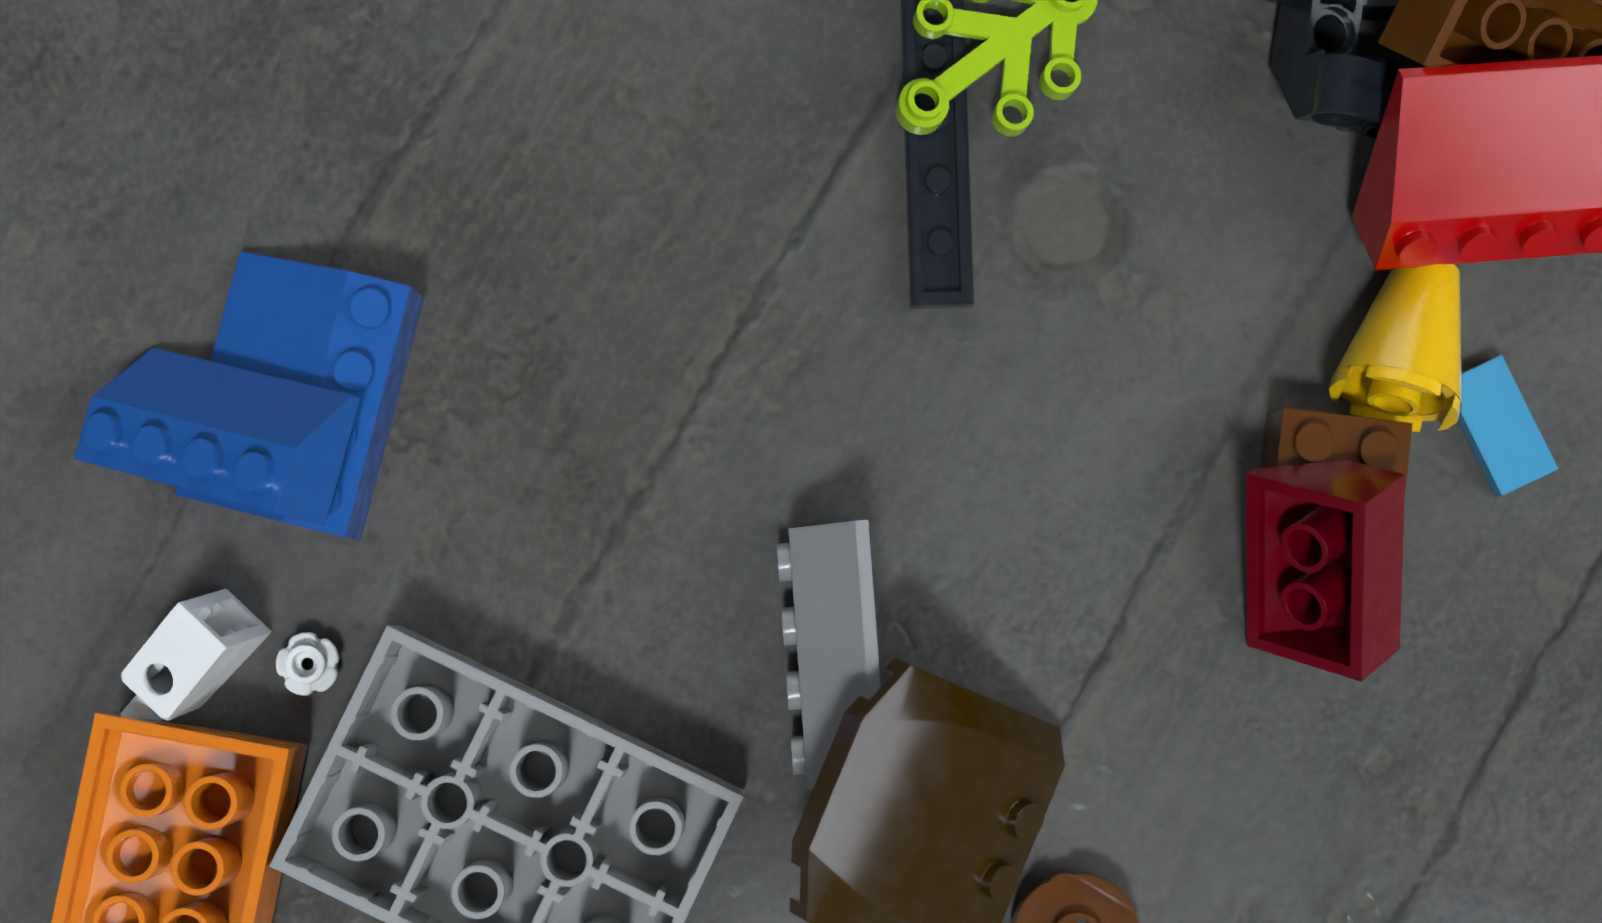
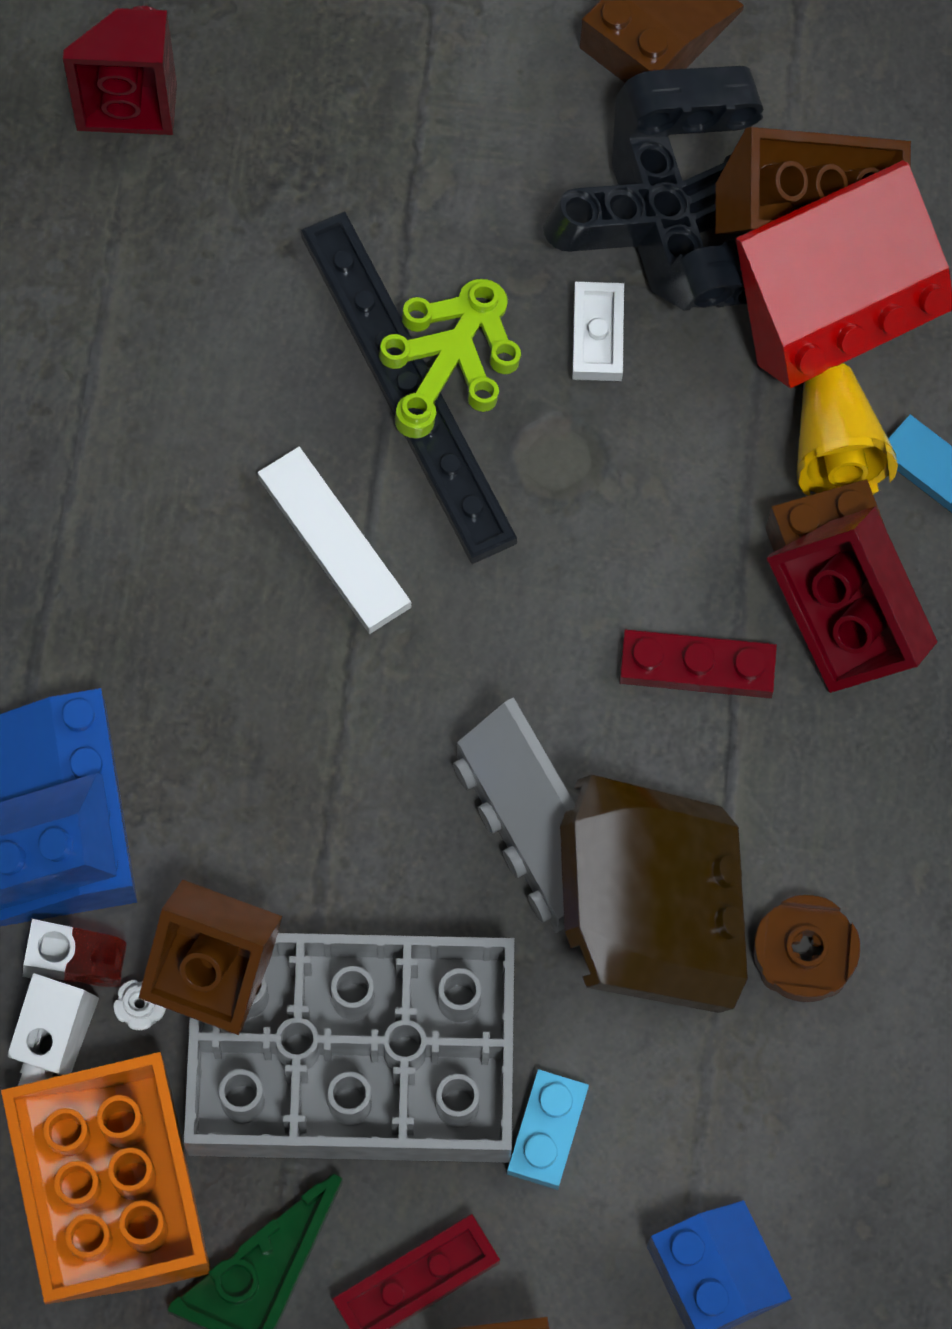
camera: 25 degrees left, 15 degrees down
(255, 577) = (74, 954): none -> leg
(385, 670) = (209, 956): none -> reddish brown slope
(765, 212) = (334, 540): none -> white tile
(1112, 545) = (698, 664): none -> dark red plate
(1184, 91) = (598, 331): none -> white plate

